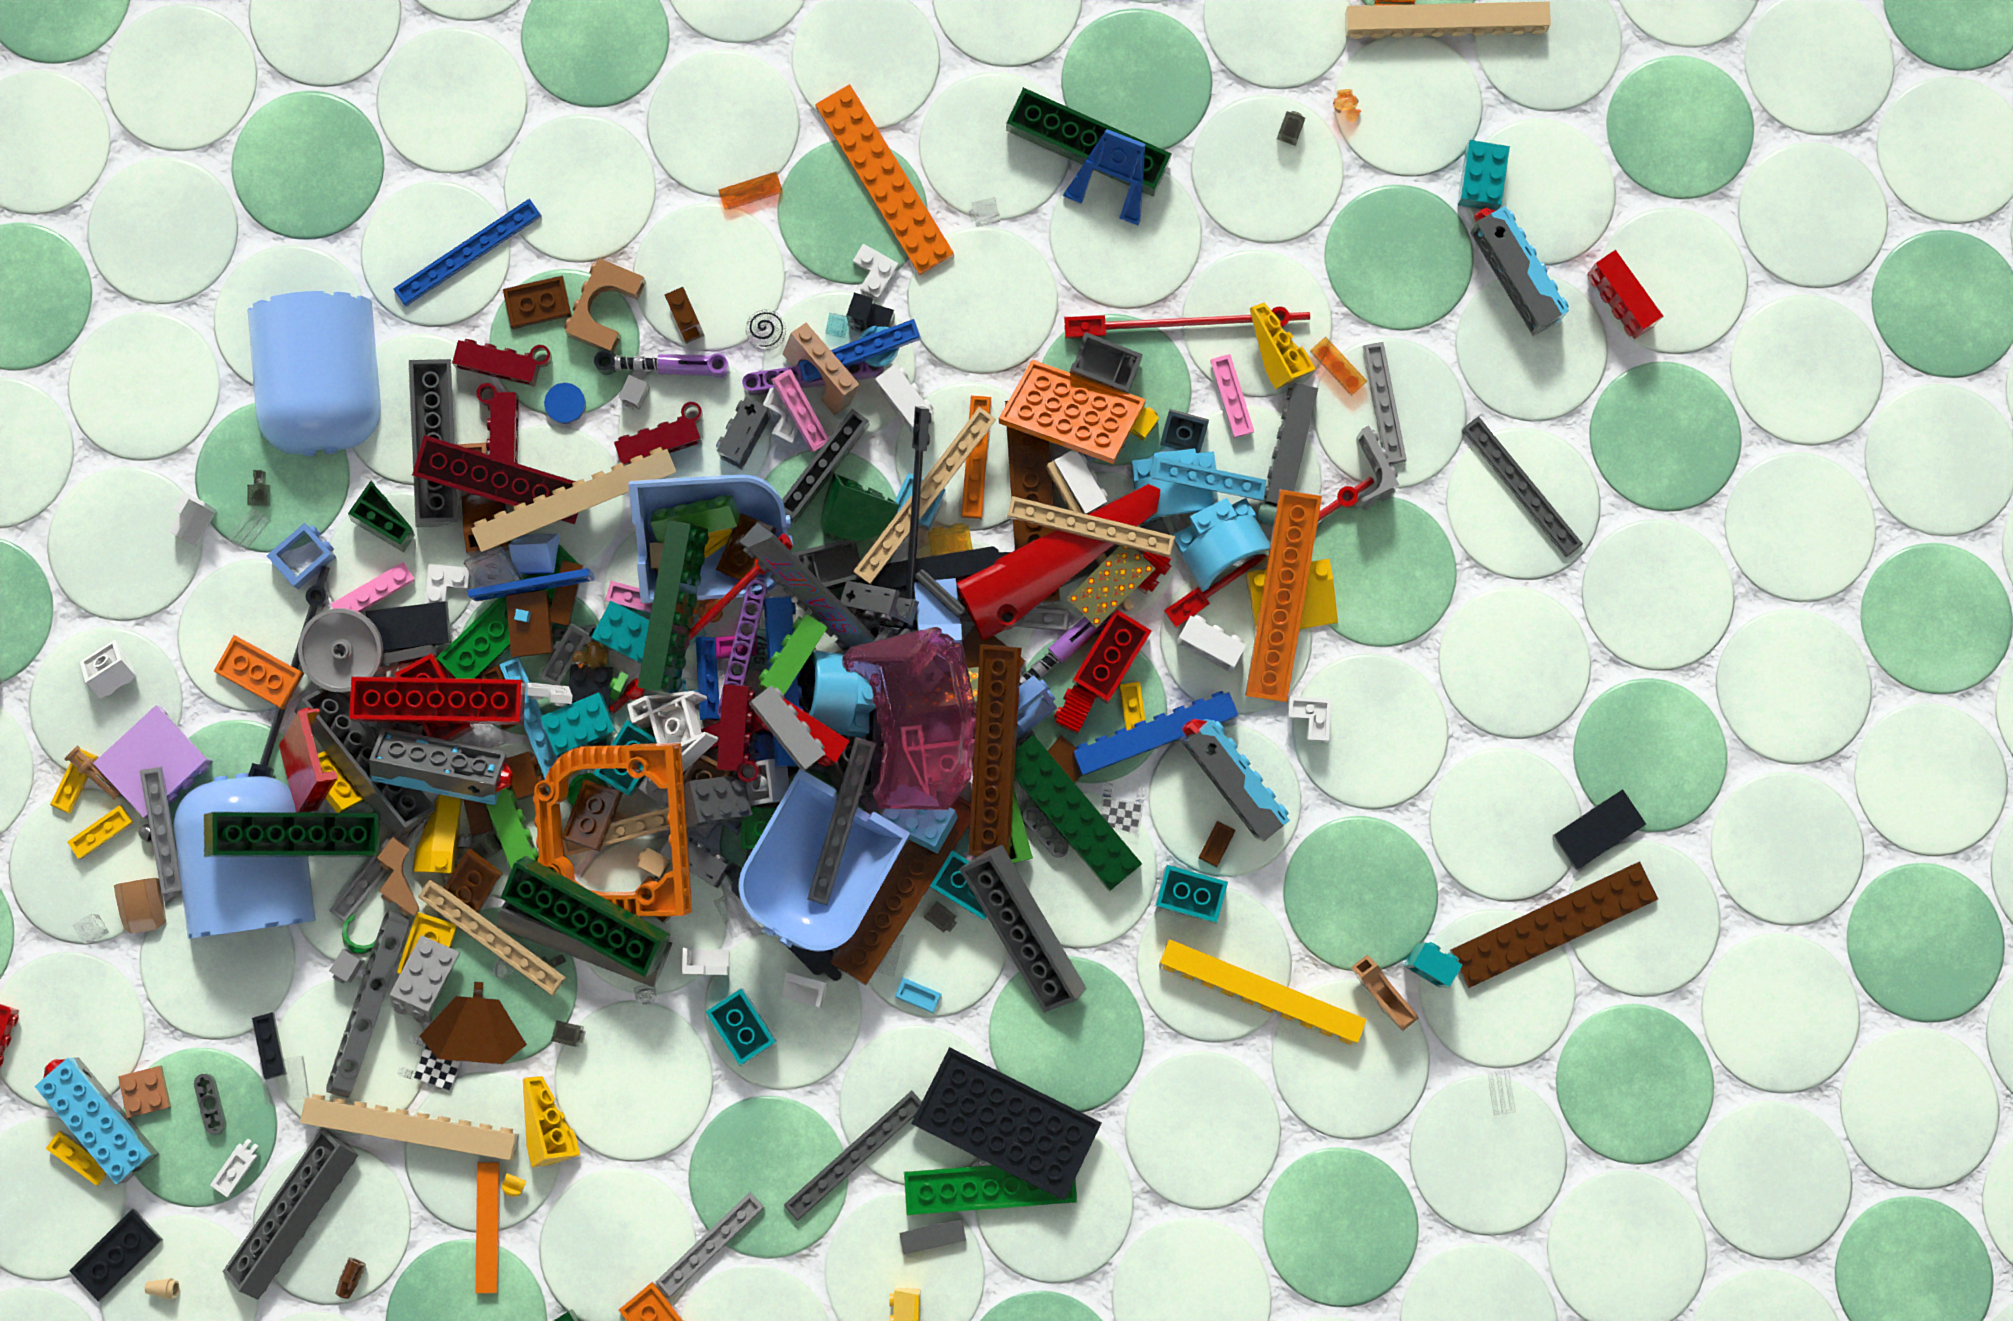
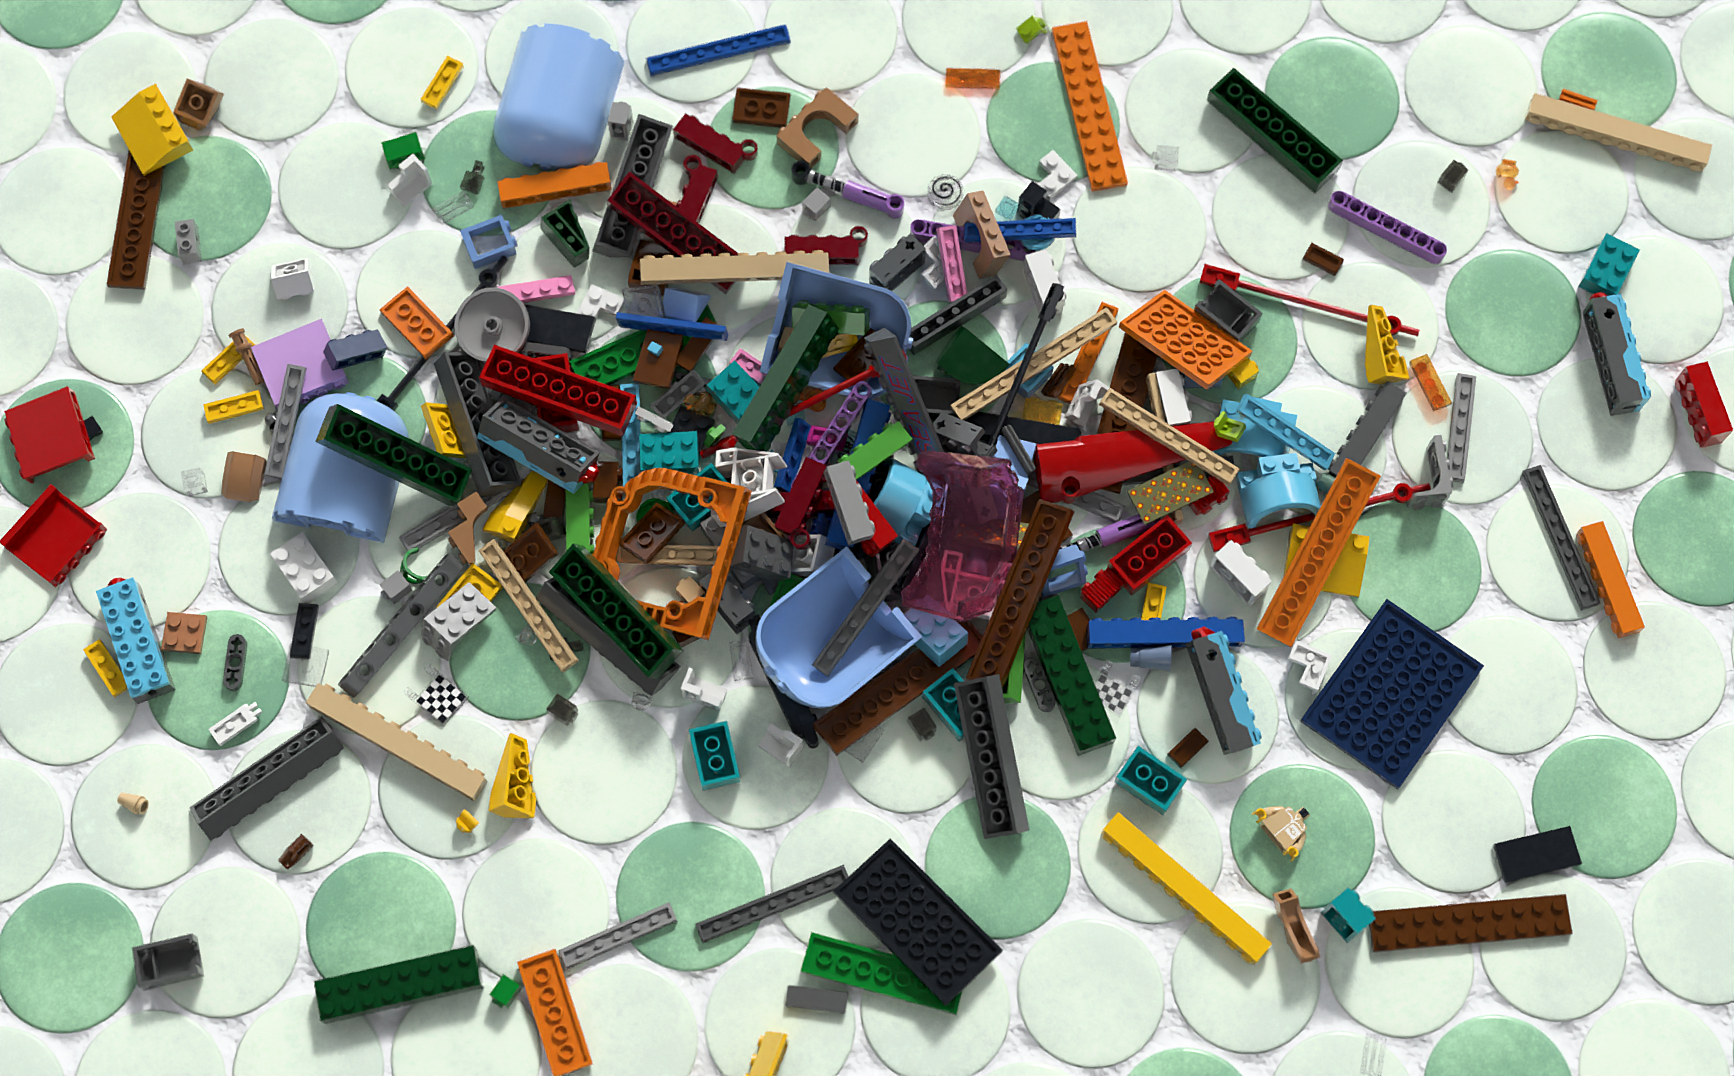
camera: 20 degrees right, 10 degrees down
(115, 1254) = (105, 761): black tile -> none
(170, 485) = (400, 148): none -> green brick
(183, 393) = (442, 82): none -> yellow plate
(204, 726) = (355, 349): none -> brick
(242, 980) = (303, 568): none -> white brick
(302, 764) = (424, 408): red panel -> none
(348, 467) = (554, 185): none -> orange brick
(392, 372) = (620, 120): none -> light grey brick
(473, 1031) = (482, 679): reddish brown panel -> none
(487, 1227) = (430, 851): orange tile -> none
(564, 403) = (754, 194): blue tile -> none
(684, 314) = (881, 154): reddish brown panel -> none
(794, 113) = (1031, 28): none -> lime bracket
(918, 995) = (878, 785): medium azure tile -> none
(955, 498) = (1058, 380): none -> reddish brown tile
(989, 514) = (1084, 401): none -> white panel
(1120, 158) = (1297, 147): blue wing -> none
(1149, 496) = (1228, 428): none -> lime bracket
(1149, 763) = (1151, 657): none -> sand blue plant
(1184, 431) = (1278, 388): dark grey slope -> none
(1185, 267) = (1323, 259): none -> reddish brown tile
(1232, 396) = (1328, 376): bright pink plate -> none
(1250, 206) = (1392, 235): none -> medium lavender beam
(1341, 894) = (1284, 827): none -> tan torso
(1403, 714) = (1392, 693): none -> dark blue plate
(1585, 515) = (1610, 580): none -> orange brick

